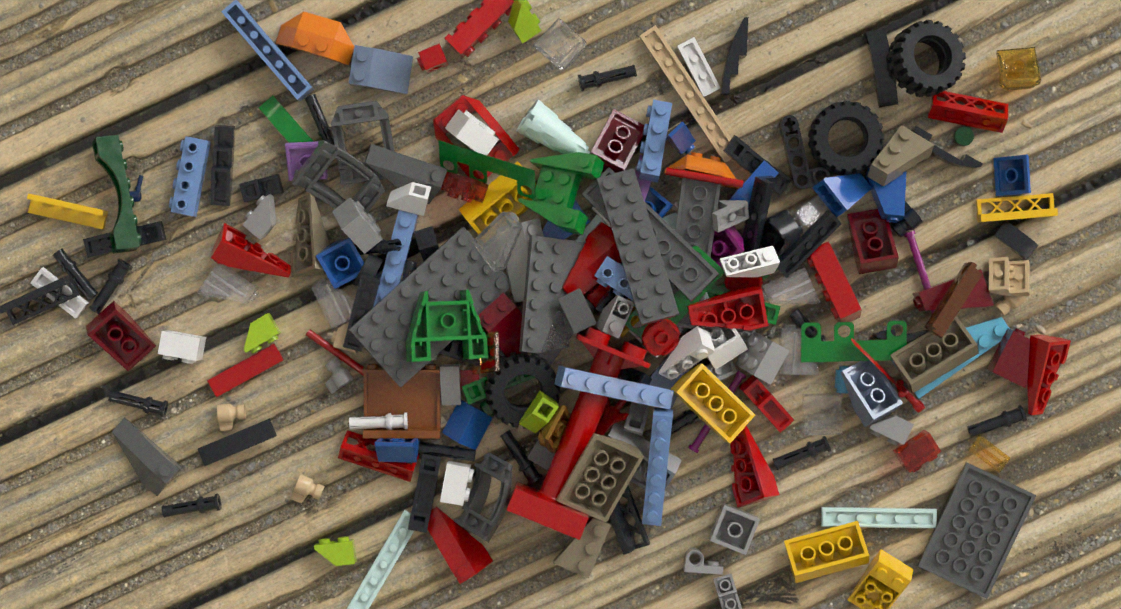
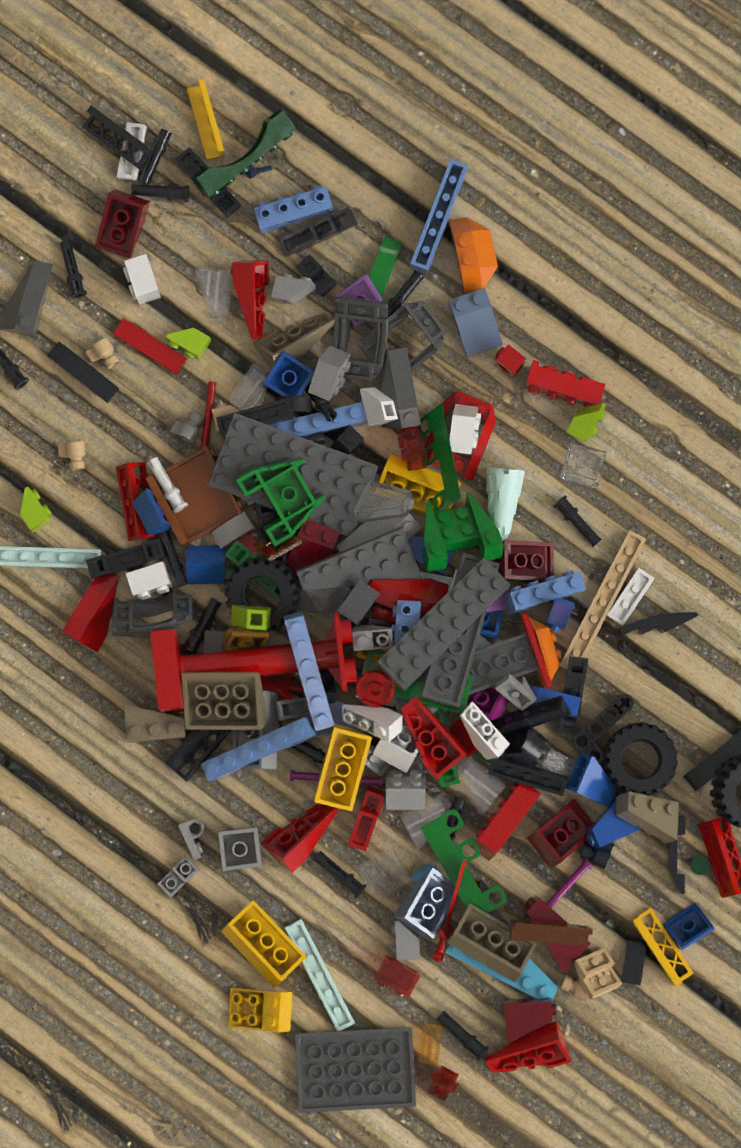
camera: 60 degrees right, 5 degrees down
(1029, 461) = (443, 1083): none -> clear red brick

